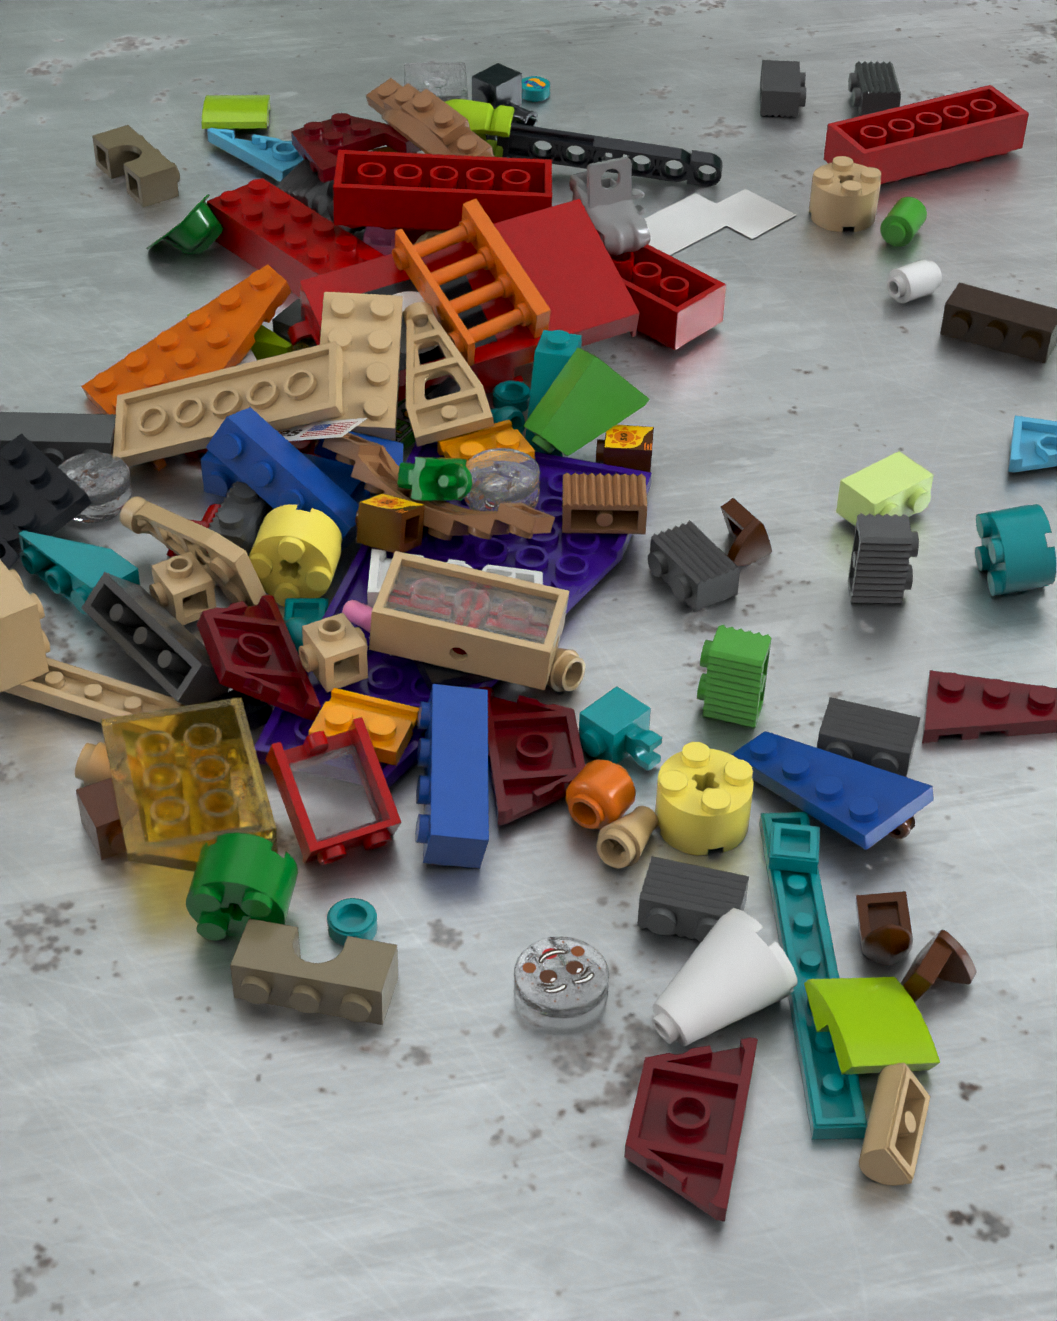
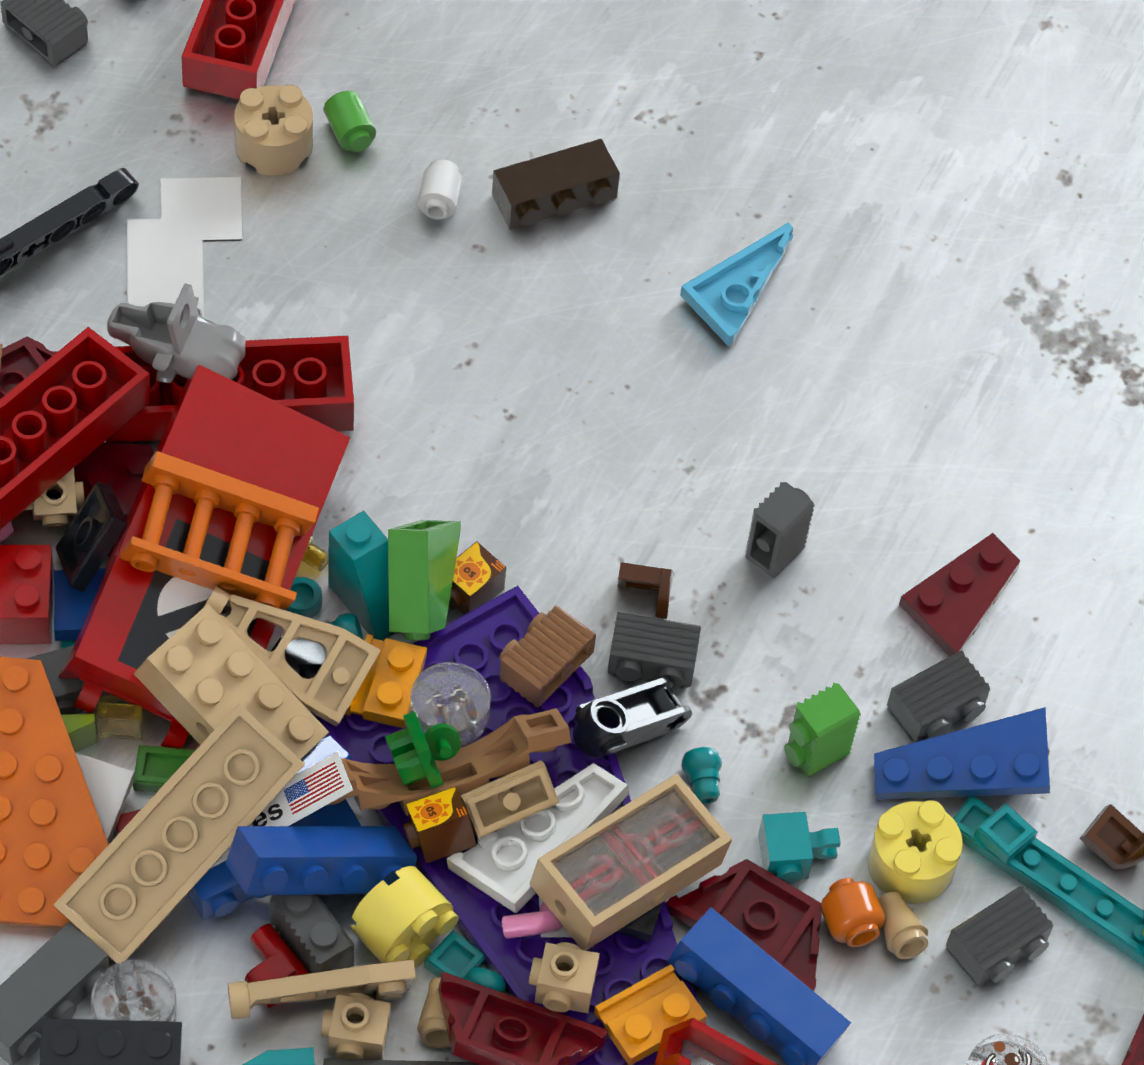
camera: 55 degrees left, 15 degrees up
(452, 537) = (509, 799): none -> tan brick
(613, 576) = (628, 718): none -> black piece
(627, 647) = (702, 769): none -> teal piece
(723, 981) = (1096, 980): white cone -> none
(885, 487) = (696, 455): yellowish green brick -> none
(1015, 549) = (843, 433): teal brick -> none

